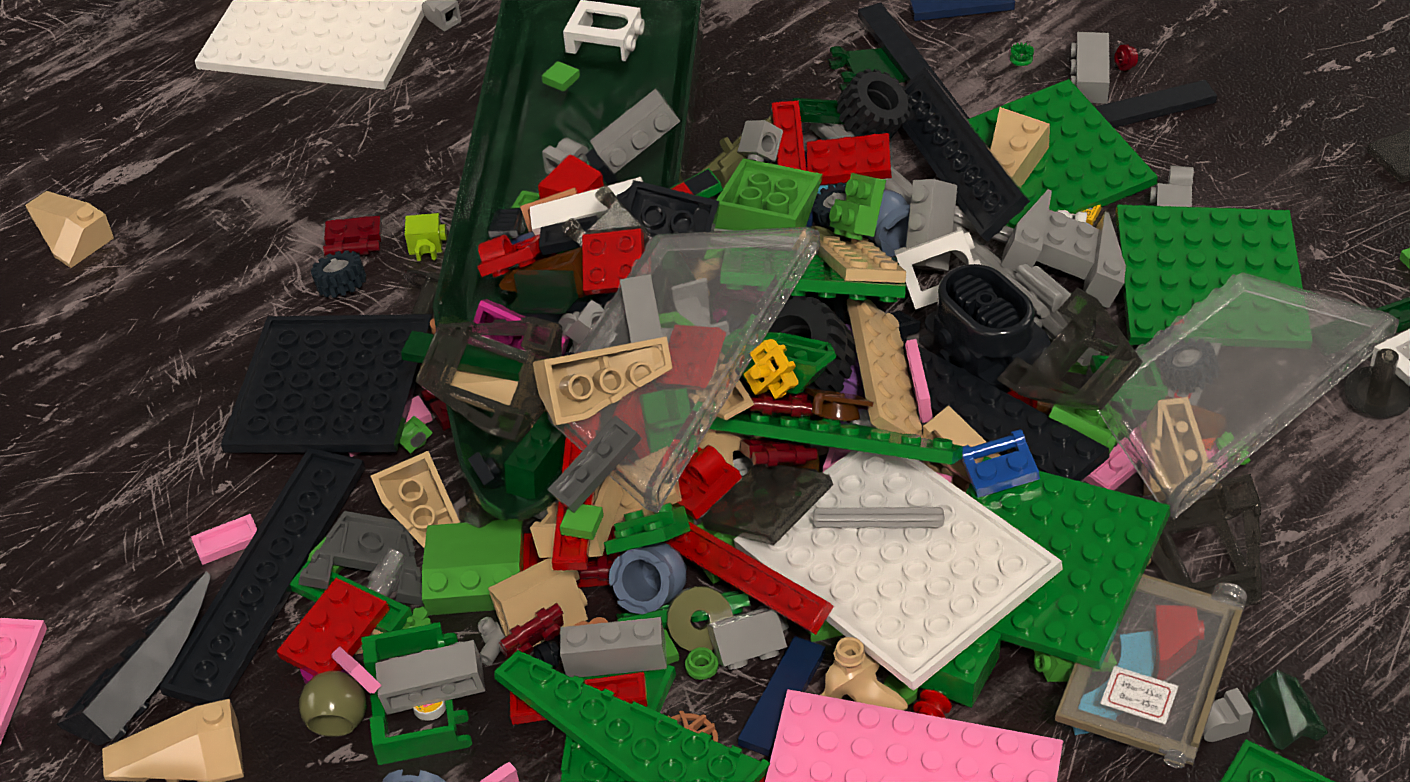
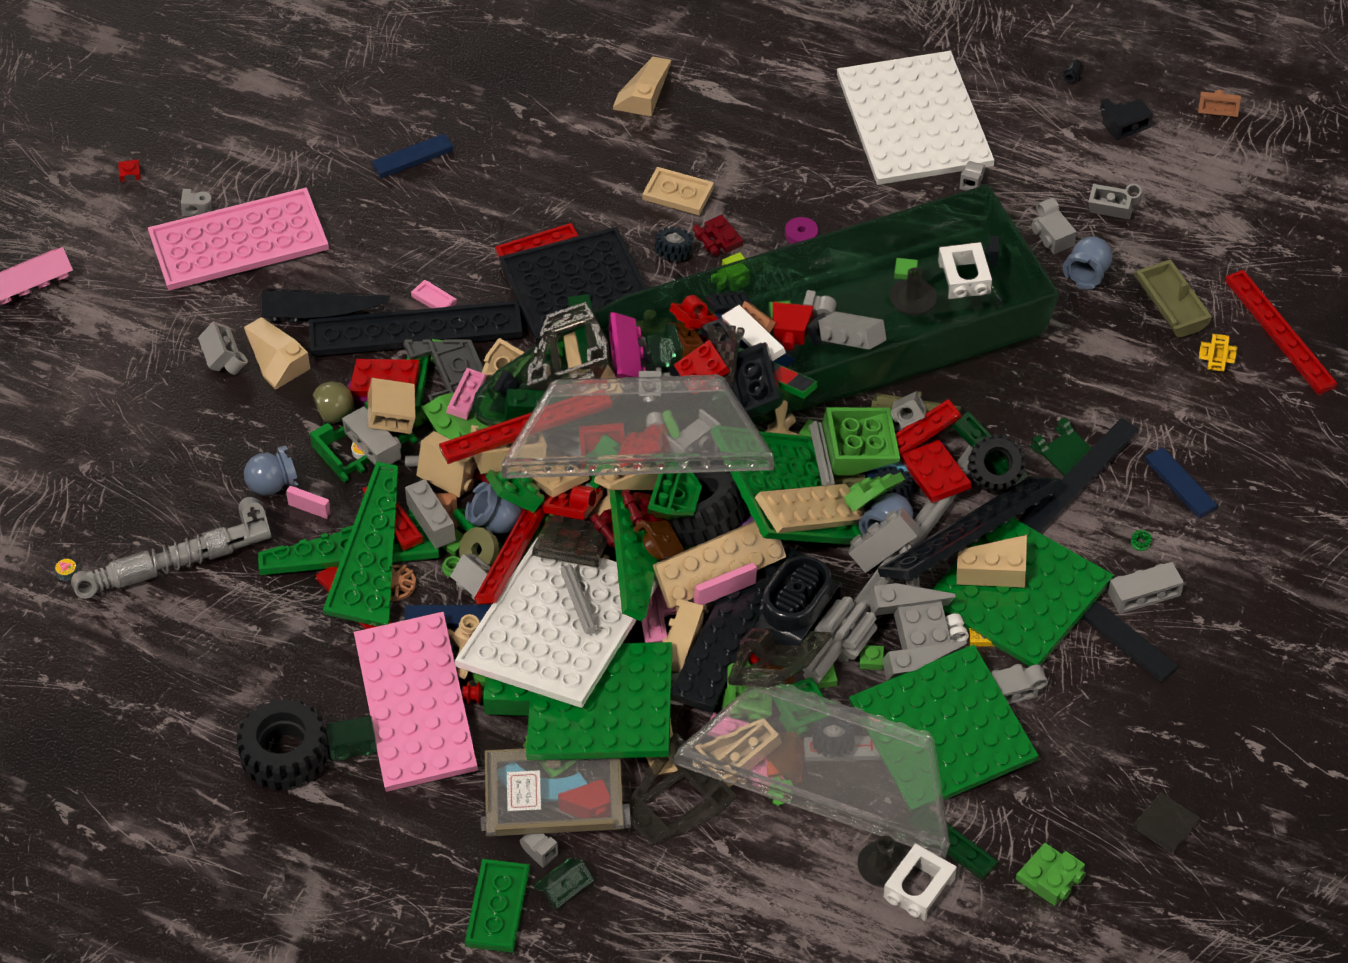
camera: 60 degrees right, 5 degrees up
(221, 404) = (543, 238): none -> red tile
(256, 246) = (678, 191): none -> tan plate
(353, 668) = (352, 399): bright pink tile -> none
(386, 574) = (436, 383): clear cone -> none
(405, 167) = (800, 230): none -> magenta piece
(405, 625) = (391, 405): none -> tan brick
(438, 540) = (464, 395): none -> bright pink tile
(543, 626) = (418, 468): dark red plate -> none
(582, 522) = (473, 442): bright green tile -> none
(588, 381) = (567, 393): tan wedge -> none
(594, 464) = (506, 425): dark grey plate -> none
(606, 79) = (913, 294): none -> clear smoke piece
(641, 308) = (639, 396): light grey tile -> none
(764, 369) = (643, 486): yellow piece -> none
(906, 257) = (833, 543): white panel -> none
(1002, 471) = (655, 653): blue plate -> none
(1126, 57) = (1172, 605): dark red plate -> none

